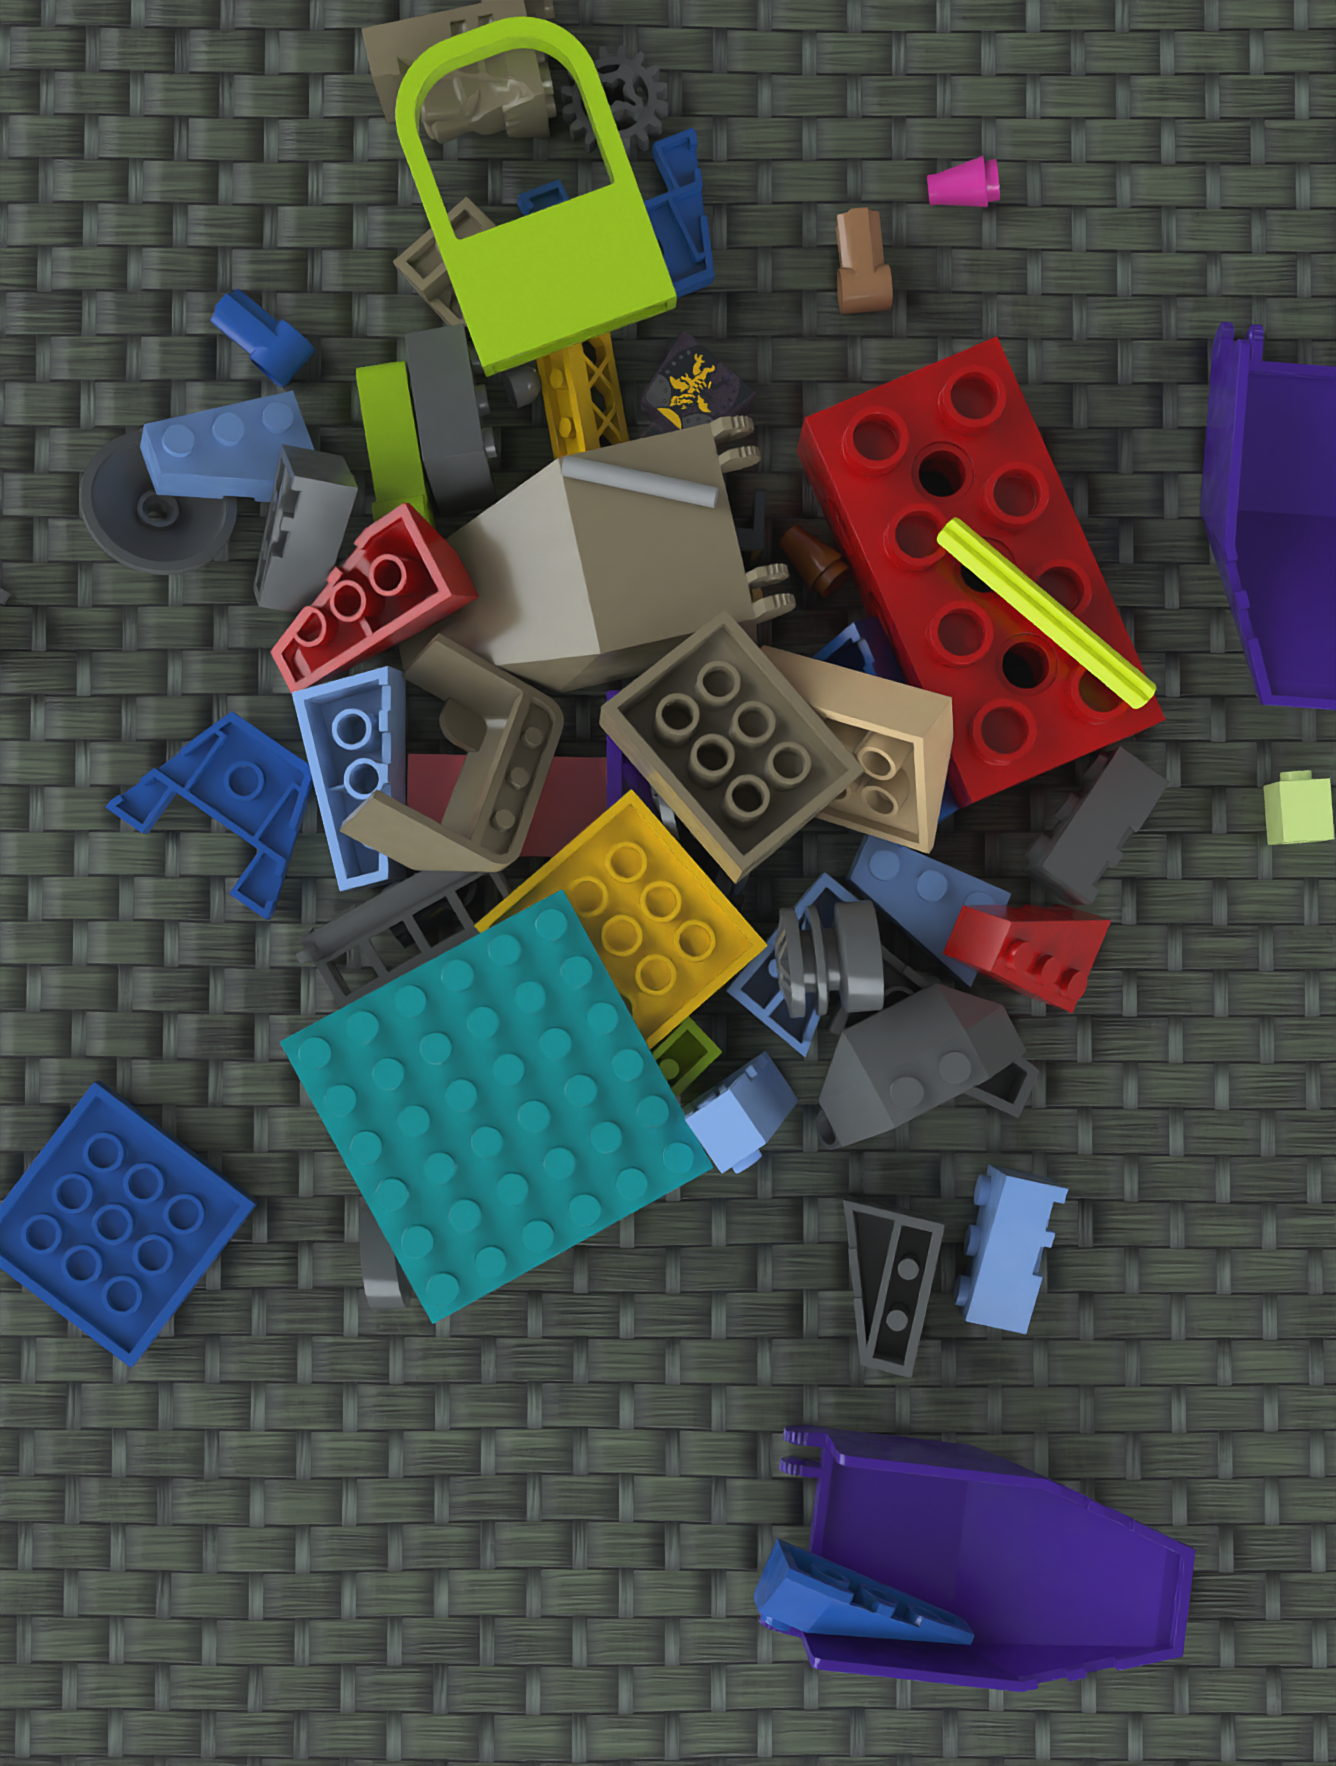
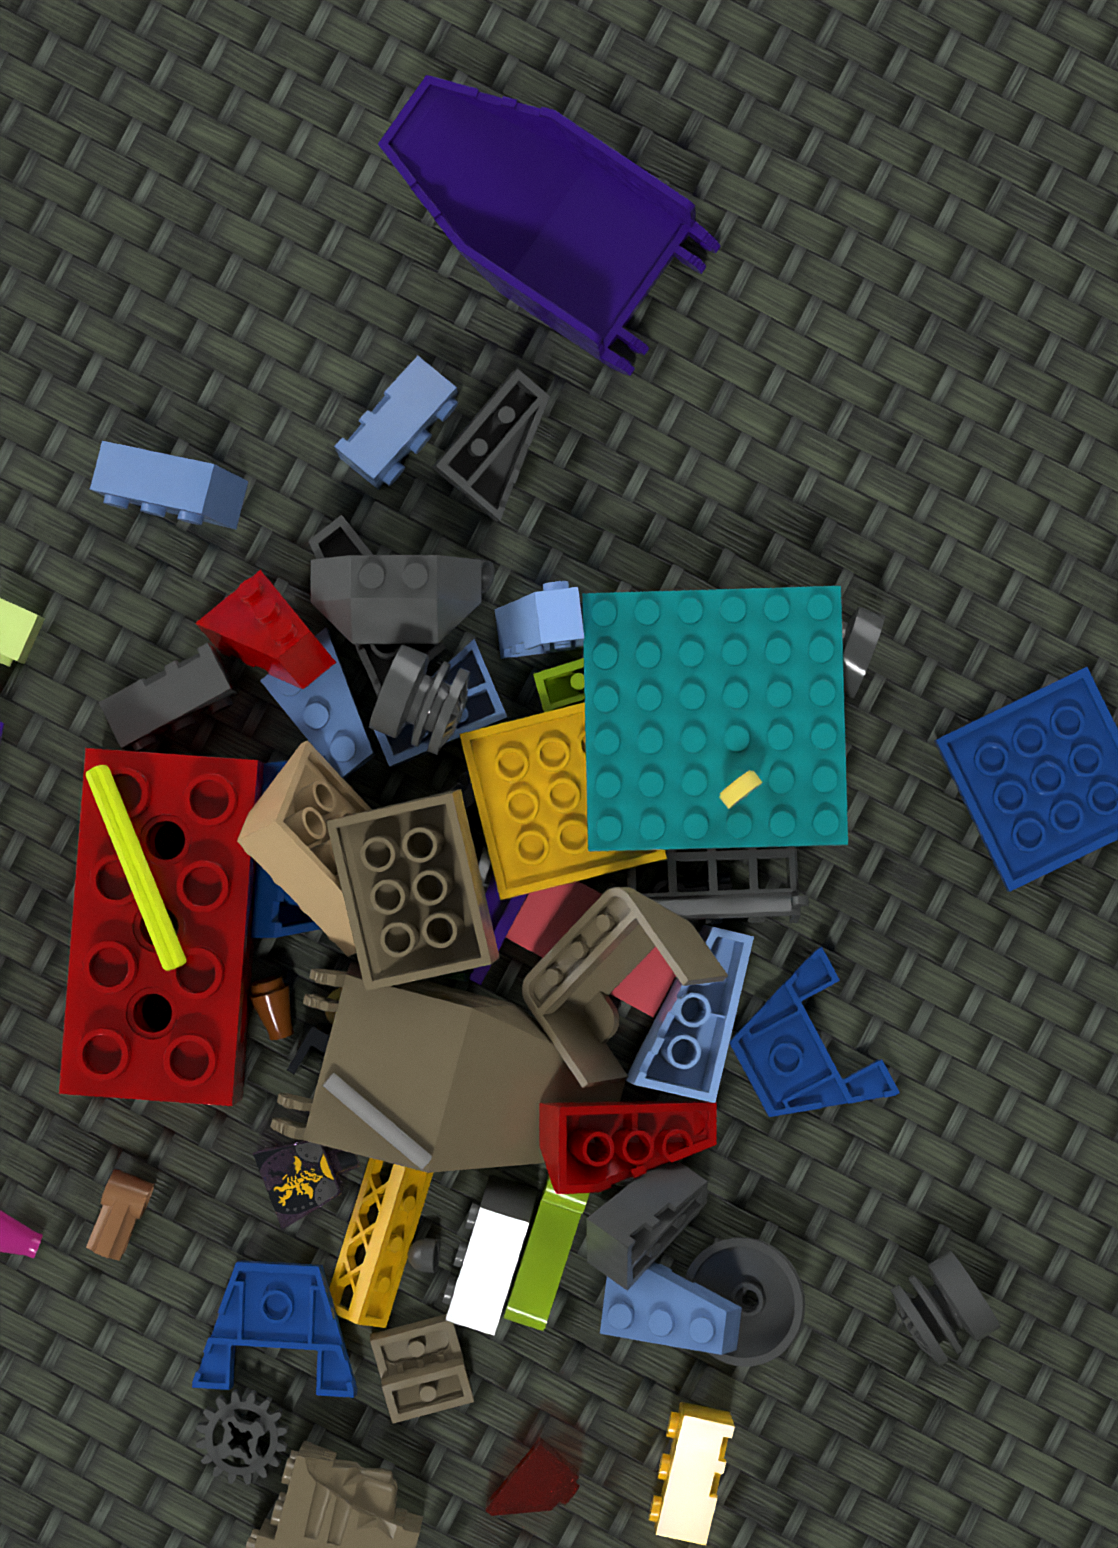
camera: 150 degrees left, 0 degrees up
(126, 302) = (691, 1472): none -> wedge
(272, 345) = (599, 1384): blue piece -> none
(285, 208) = (535, 1483): none -> clear red slope
(426, 1041) = (740, 788): none -> light yellow tile
(557, 270) = (352, 1316): lime window -> none
(834, 1600) = (659, 241): blue wedge -> none
(1216, 1055) = (168, 484): none -> medium blue wedge

